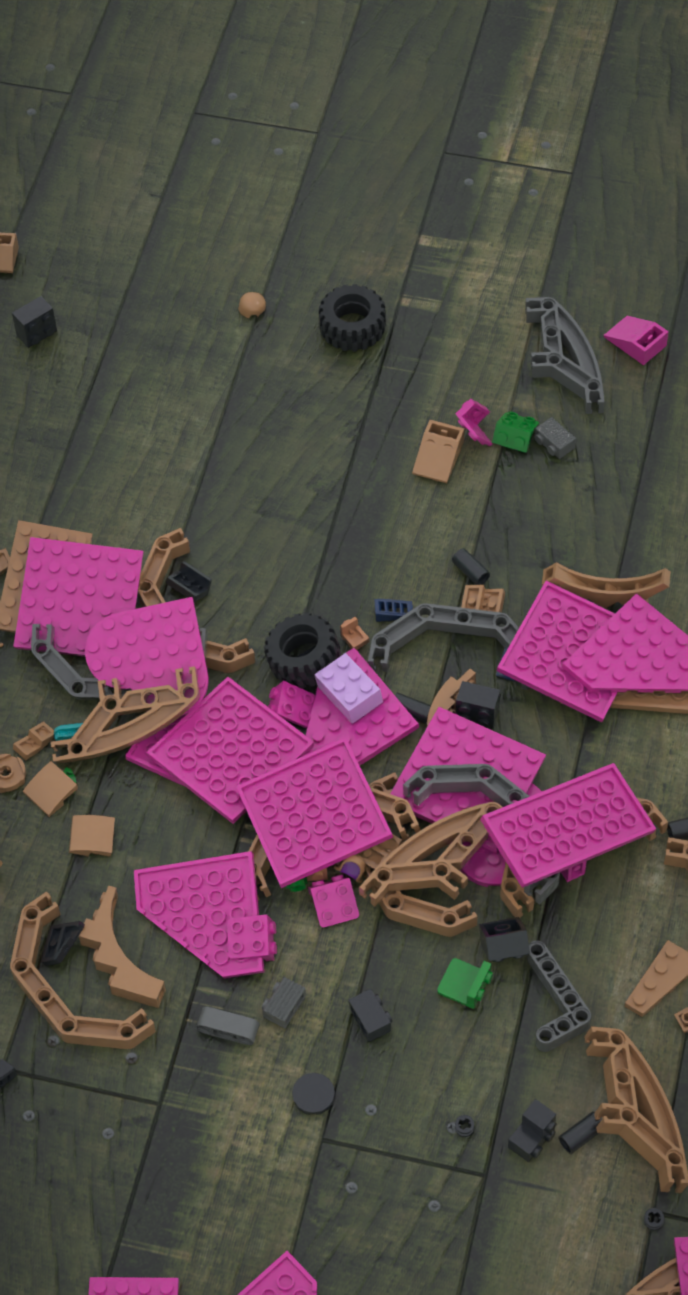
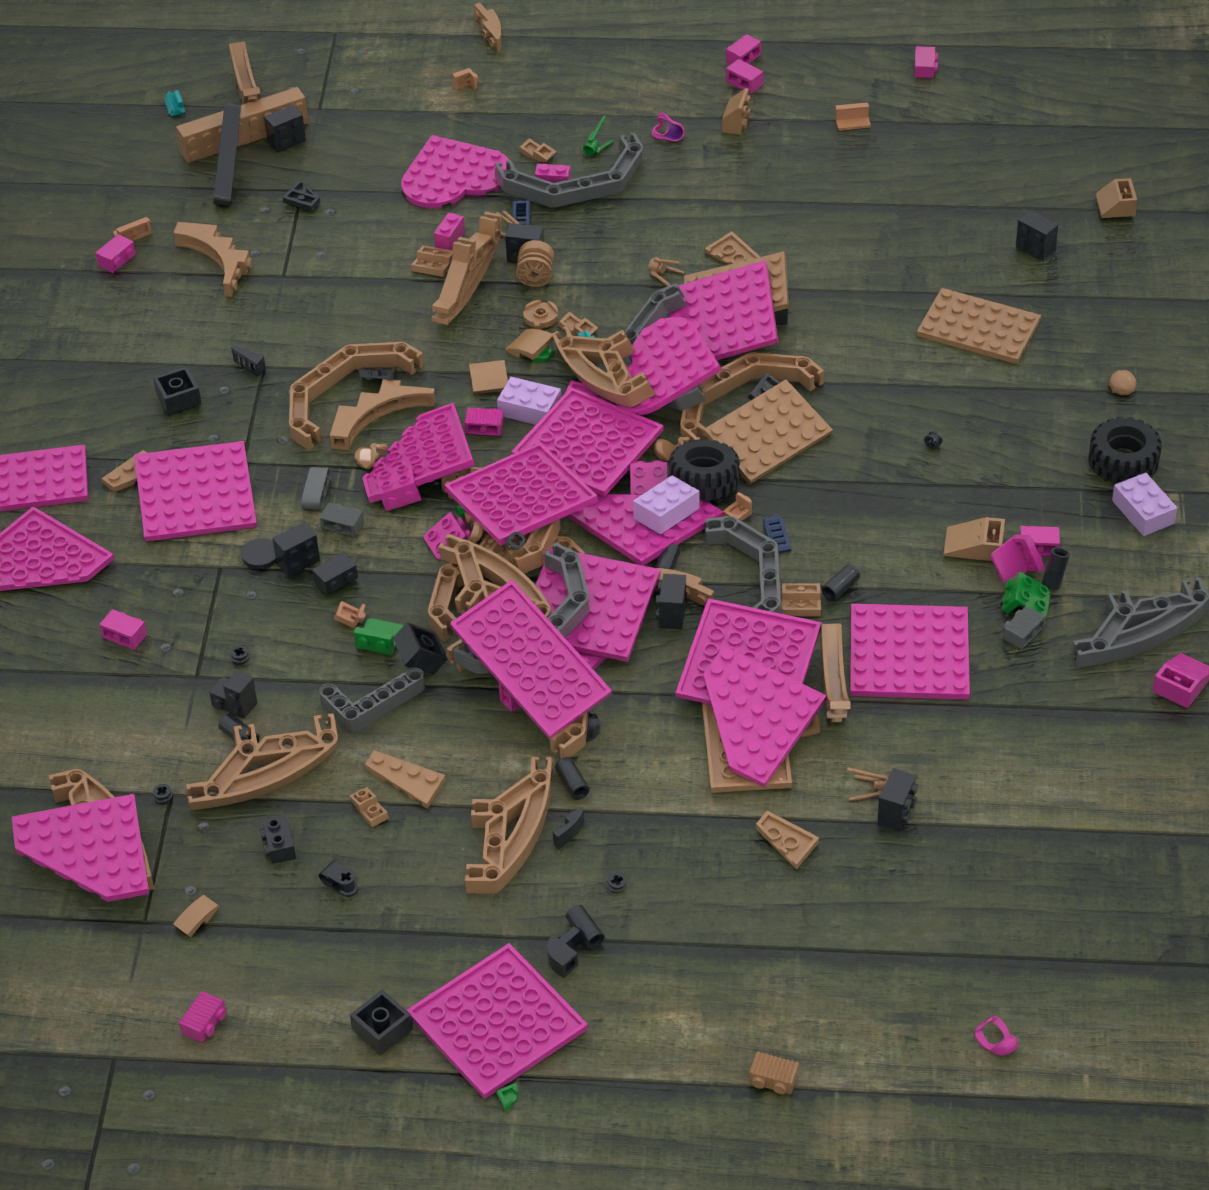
camera: 80 degrees right, 10 degrees down
(31, 1161) = (177, 390): none -> black brick
(138, 398) = (979, 325): none -> medium nougat plate
(146, 1223) = (122, 476): none -> medium nougat wing
(148, 798) = (527, 400): none -> lavender brick
(165, 845) = (484, 421): none -> dark pink brick
(186, 971) = (366, 457): none -> medium nougat piece
(201, 1155) = (195, 491): none -> dark pink plate
(248, 589) = (769, 430): none -> medium nougat plate
(252, 687) = (664, 448): none -> medium nougat piece
(293, 461) = (933, 440): none -> black bush
(330, 1048) = (296, 549): none -> black brick
(396, 819) = (518, 535): none -> black bush
(407, 1245) = (123, 629): none -> dark pink brick
(420, 320) = (1144, 504): none -> lavender brick
(430, 1006) = (349, 615): none -> nougat bracket
(448, 403) = (1044, 538): none -> dark pink brick
(496, 396) = (1055, 568): none -> black pin
(563, 526) = (909, 651): none -> dark pink plate

